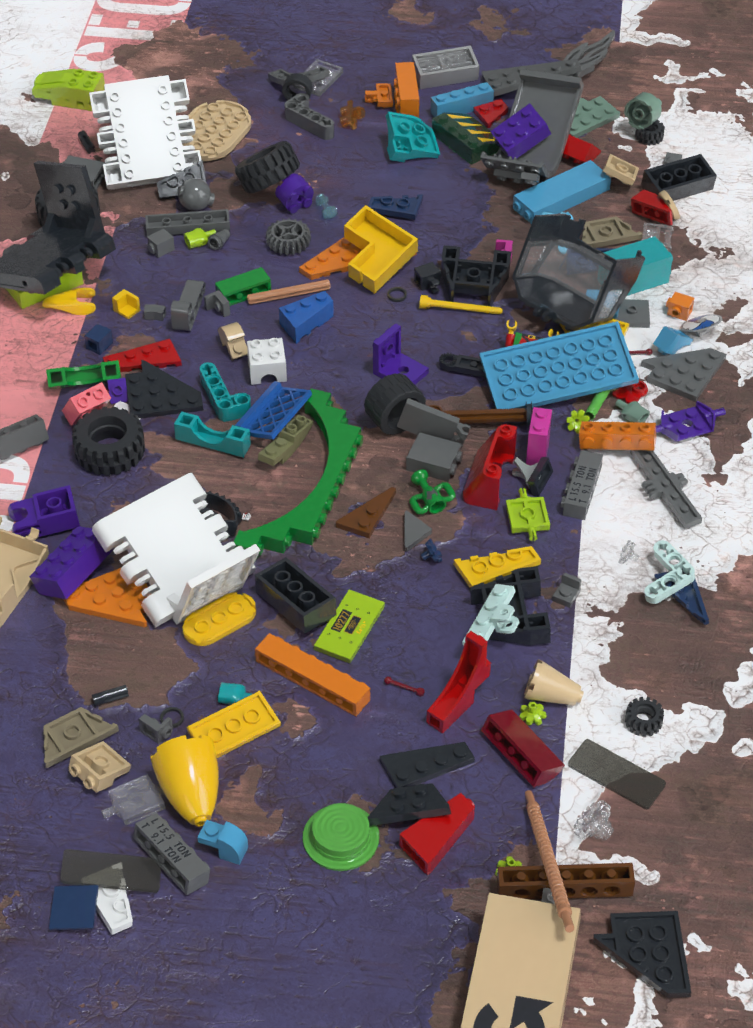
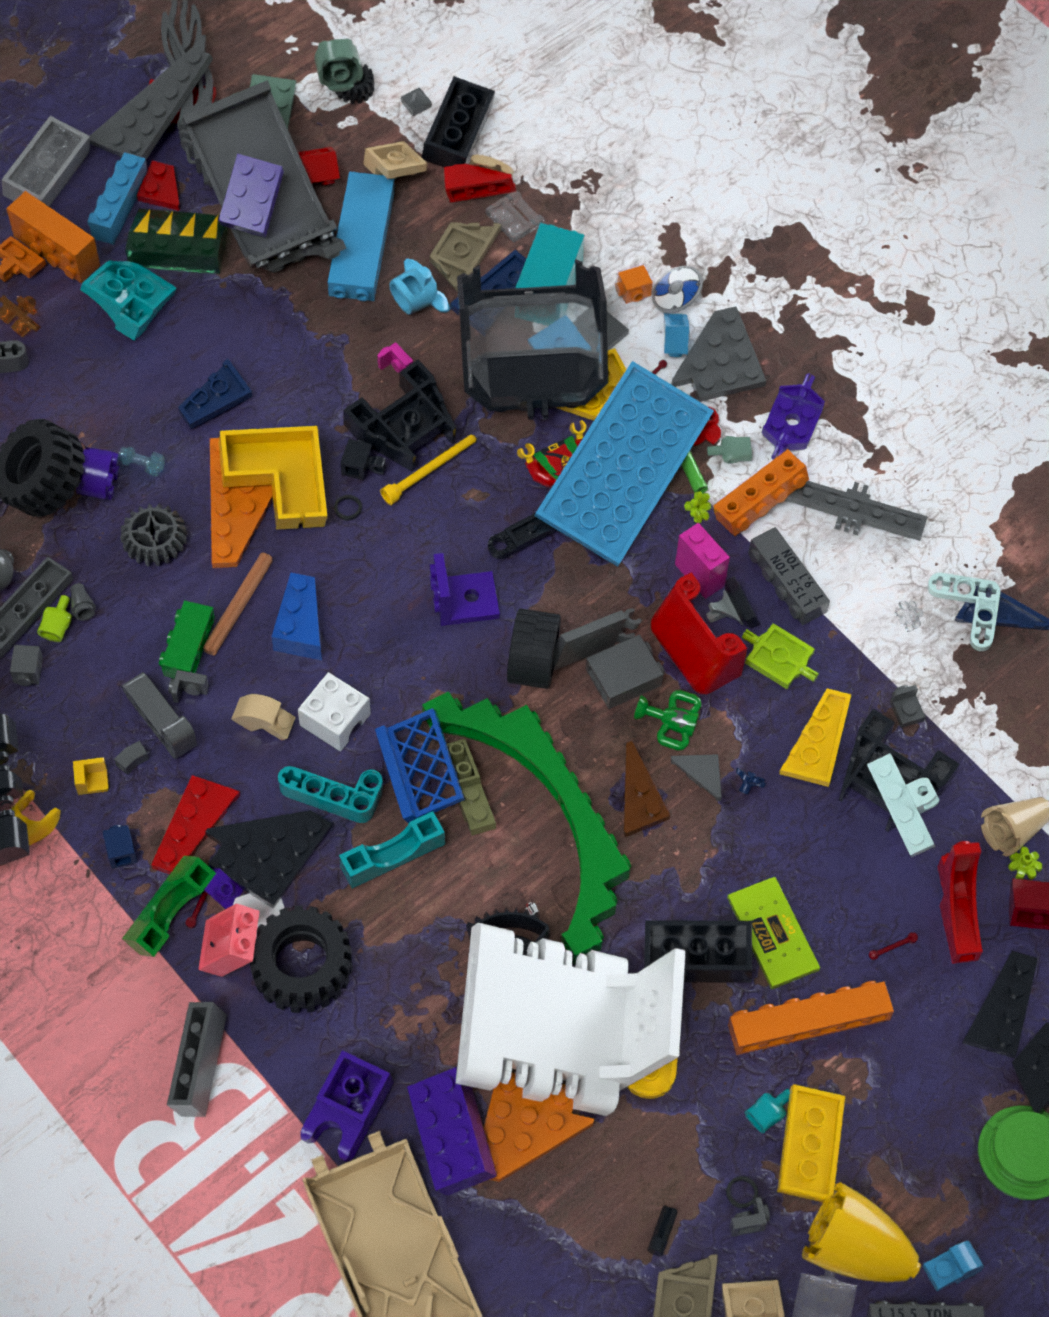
camera: 50 degrees left, 15 degrees up
(492, 415) = (651, 544): reddish brown piece -> none

